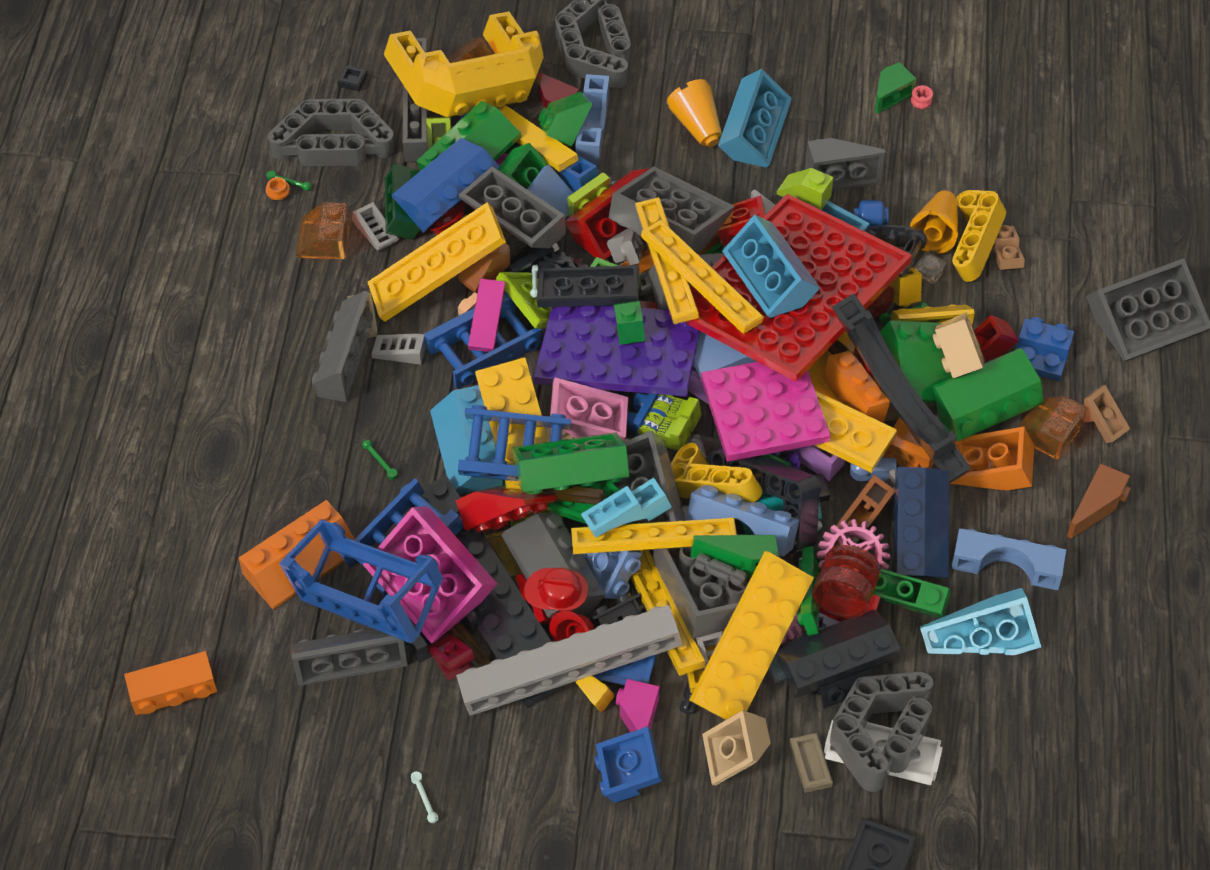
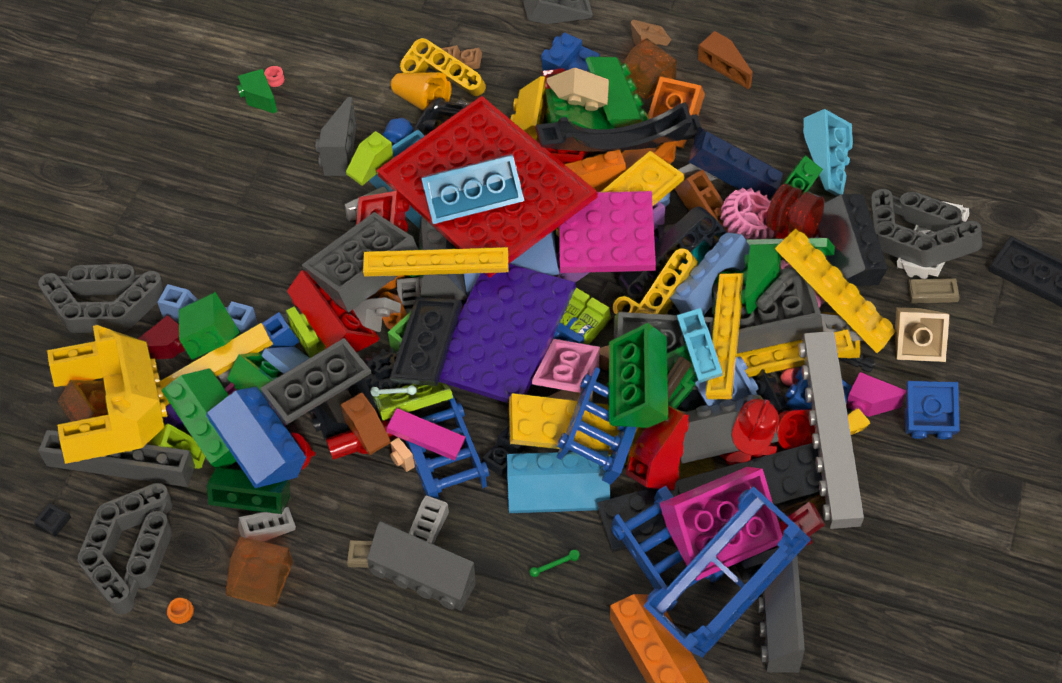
camera: 75 degrees left, 0 degrees up
(306, 185) = (155, 616): green hinge -> none
(416, 778) = (913, 582): light aqua hinge -> none
(436, 262) = (353, 461): yellow plate -> none
(629, 322) = (486, 307): green slope -> none
(697, 111) = (235, 230): light orange cone -> none
(702, 276) = (468, 236): yellow tile -> none
(755, 120) = (254, 194): dark azure slope -> none
(1040, 562) = (777, 106): medium blue arch -> none

